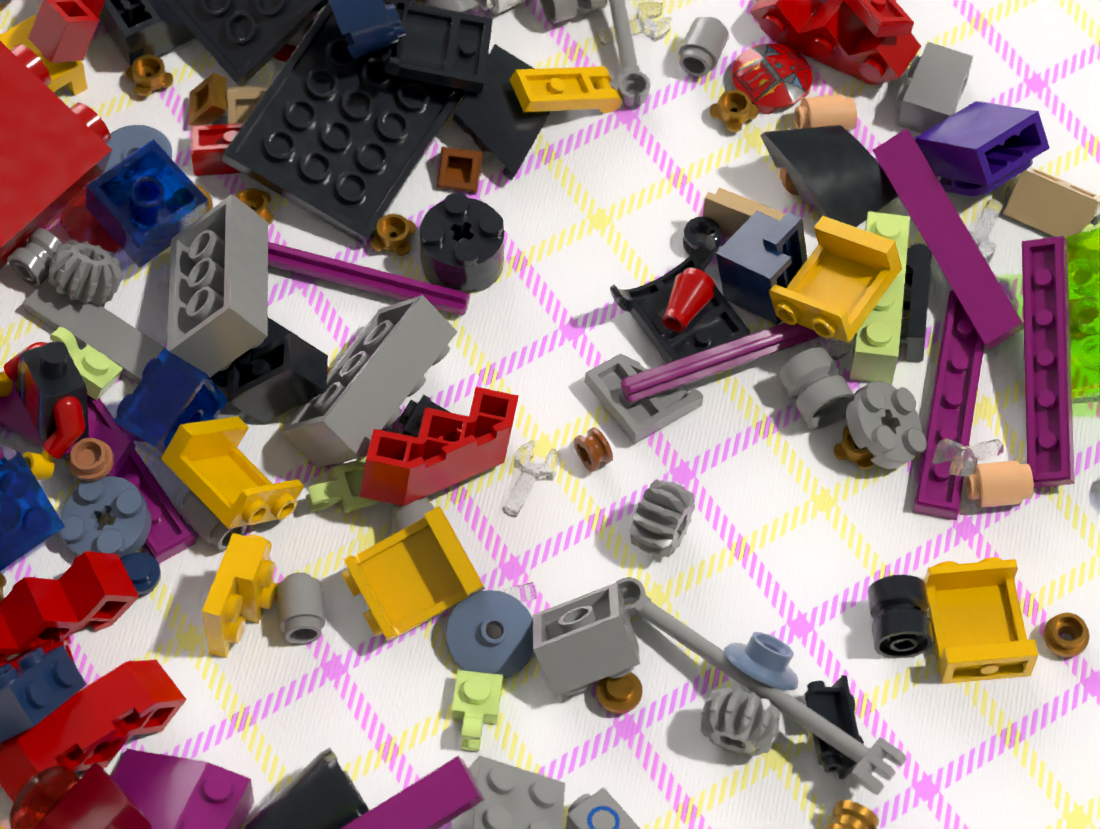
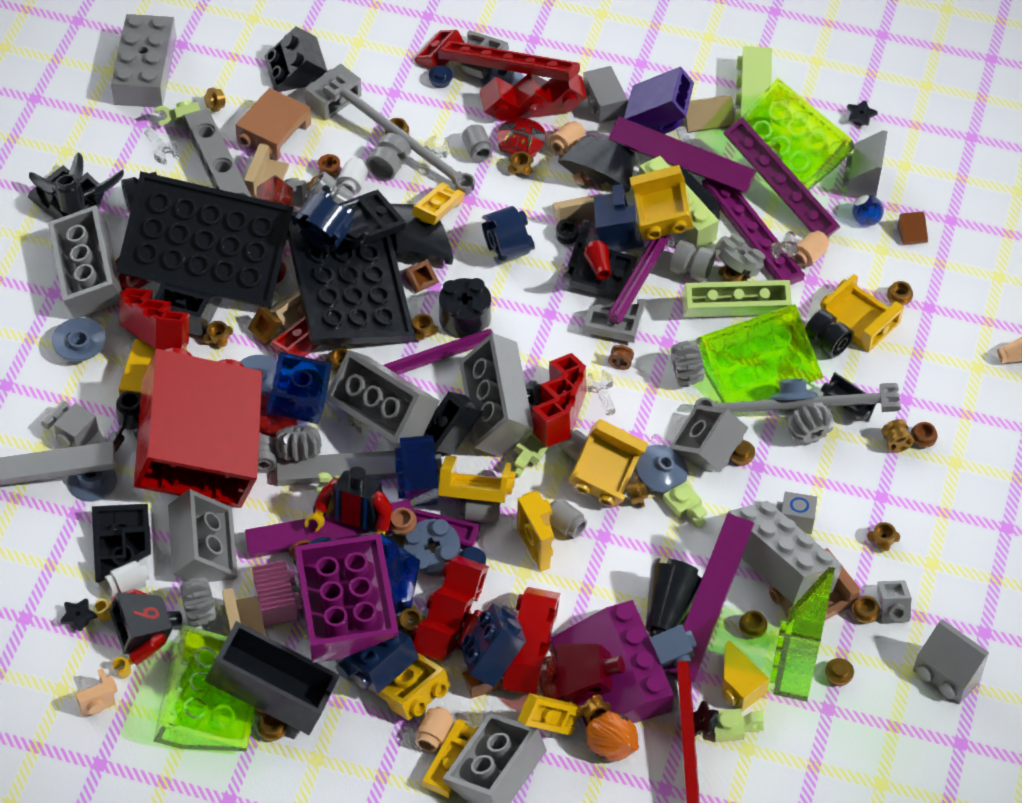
camera: 40 degrees left, 5 degrees down
(426, 642) = (638, 491): none -> pearl gold plate
(605, 186) = (507, 234): none -> dark blue brick
(772, 577) = (756, 354): none -> clear neon green slope
(819, 479) = (735, 298): none -> yellowish green brick

